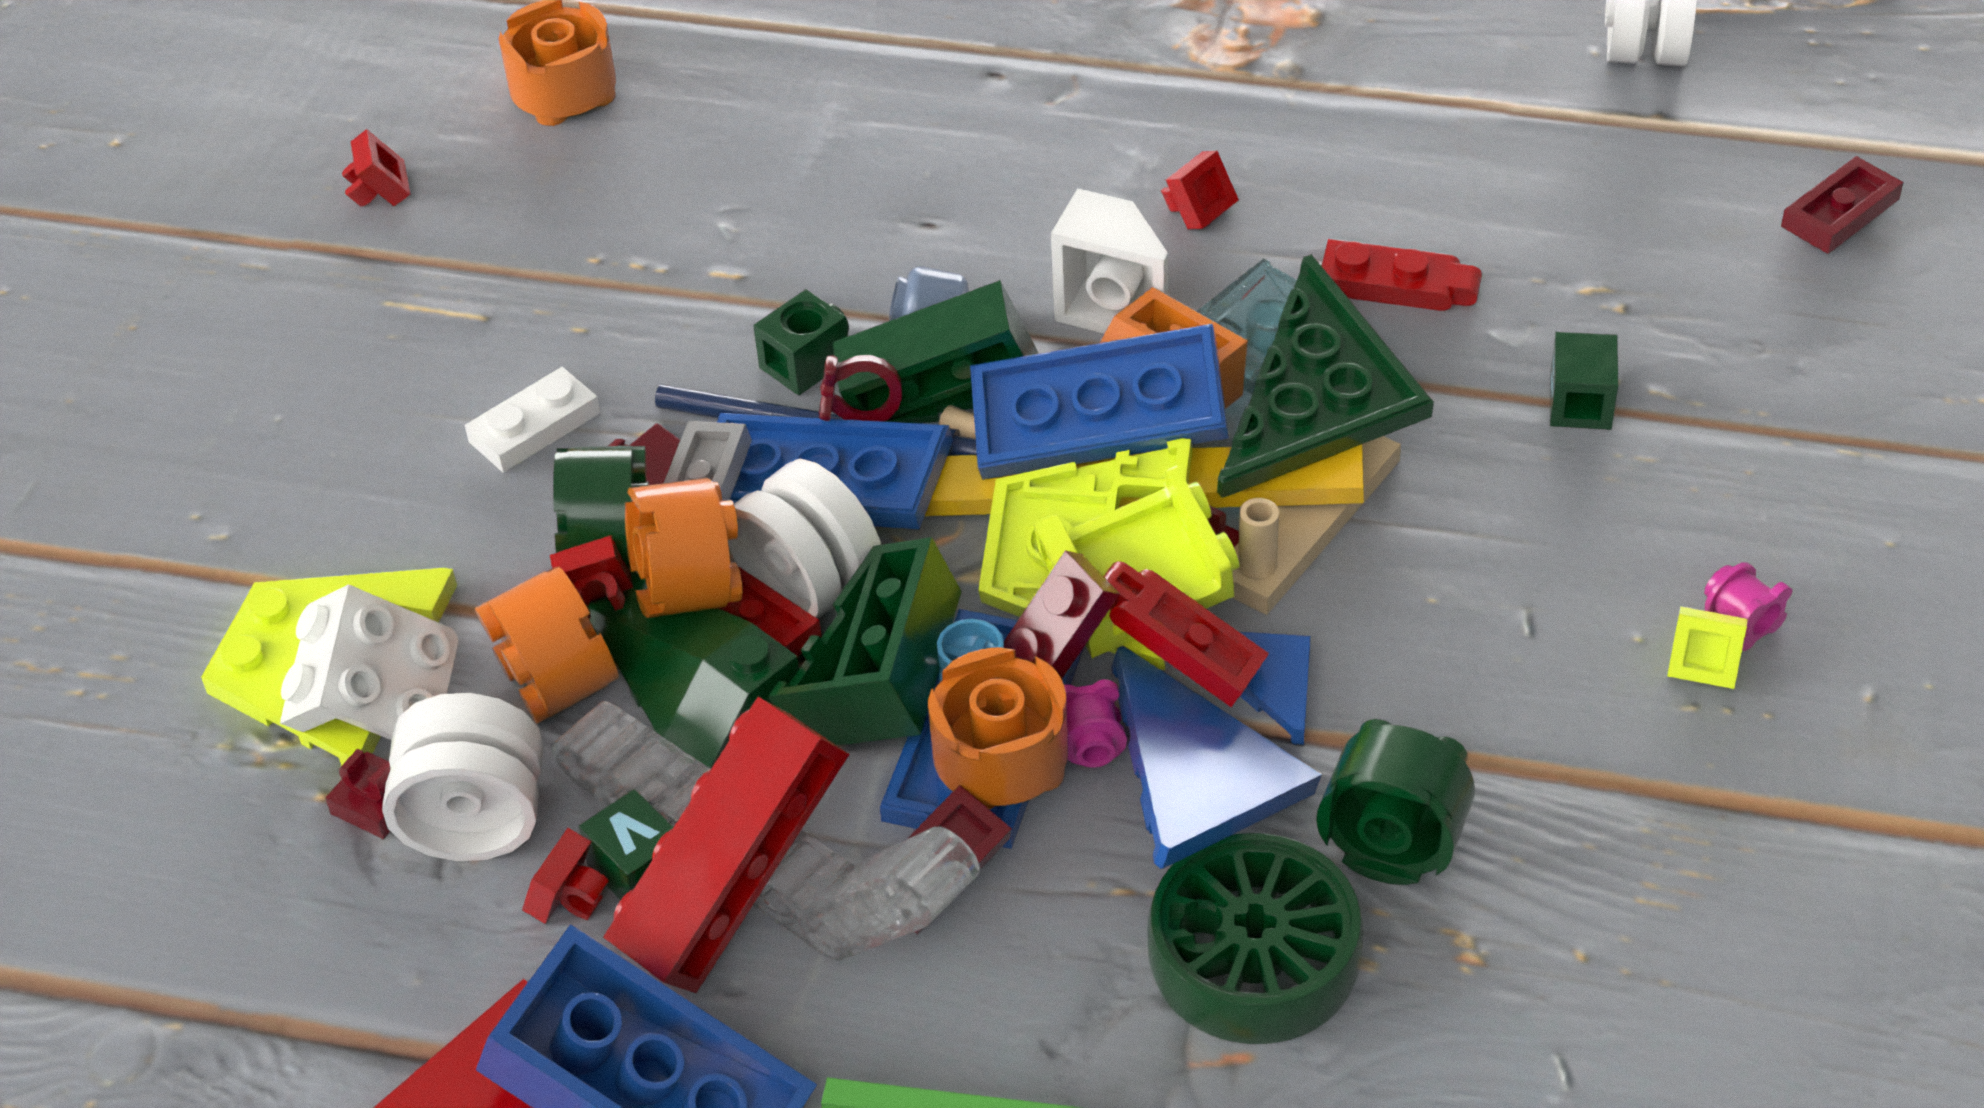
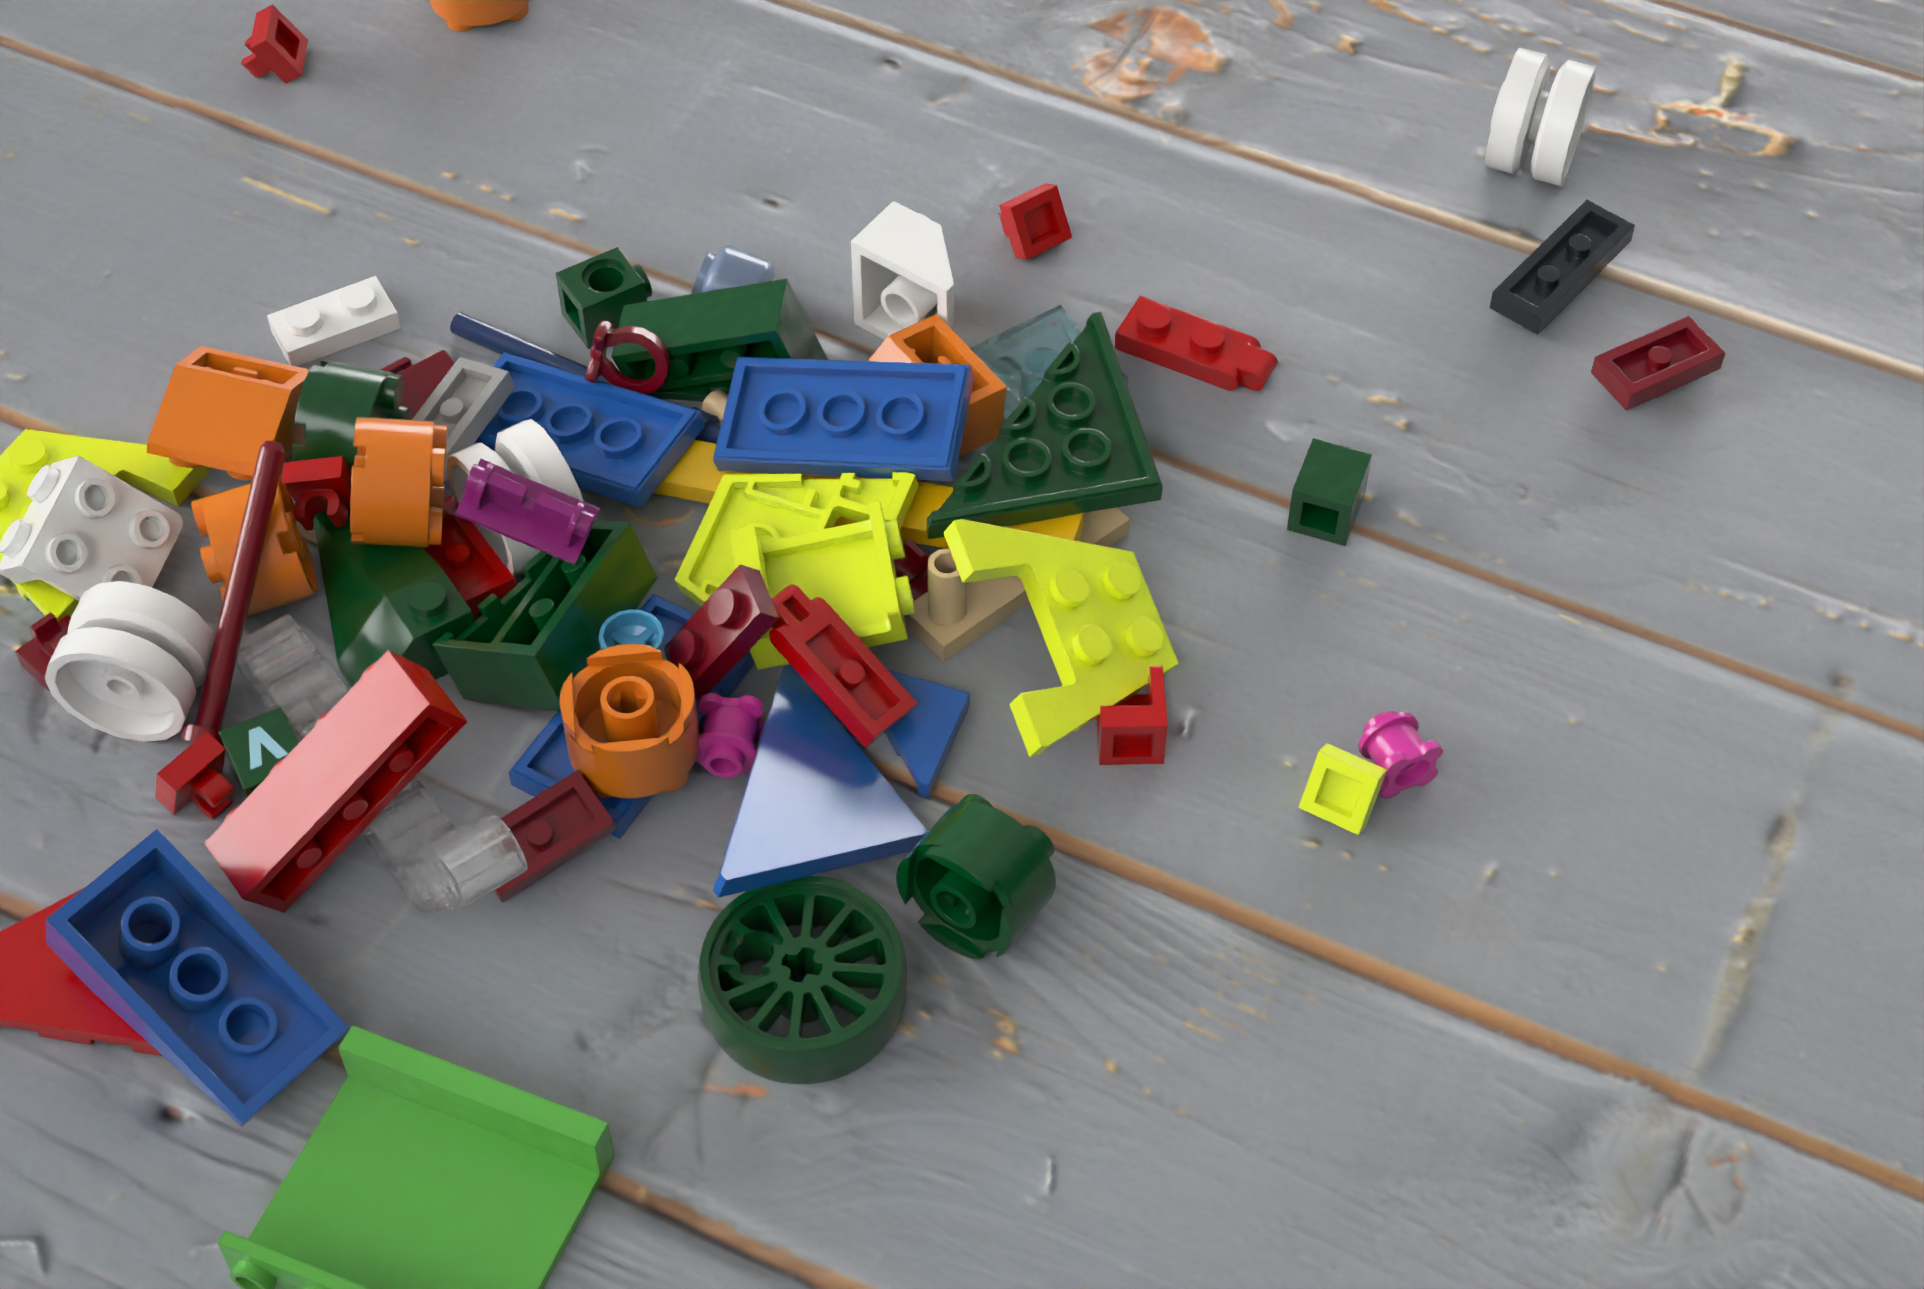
camera: 10 degrees right, 5 degrees up
(474, 521) = (225, 409): none -> orange slope
(556, 689) = (238, 594): none -> dark red bar
(832, 544) = (526, 511): none -> magenta hinge
(1403, 533) = (1089, 612): none -> neon yellow wing
(1481, 634) = (1136, 728): none -> red panel
(1717, 136) = (1562, 266): none -> black plate

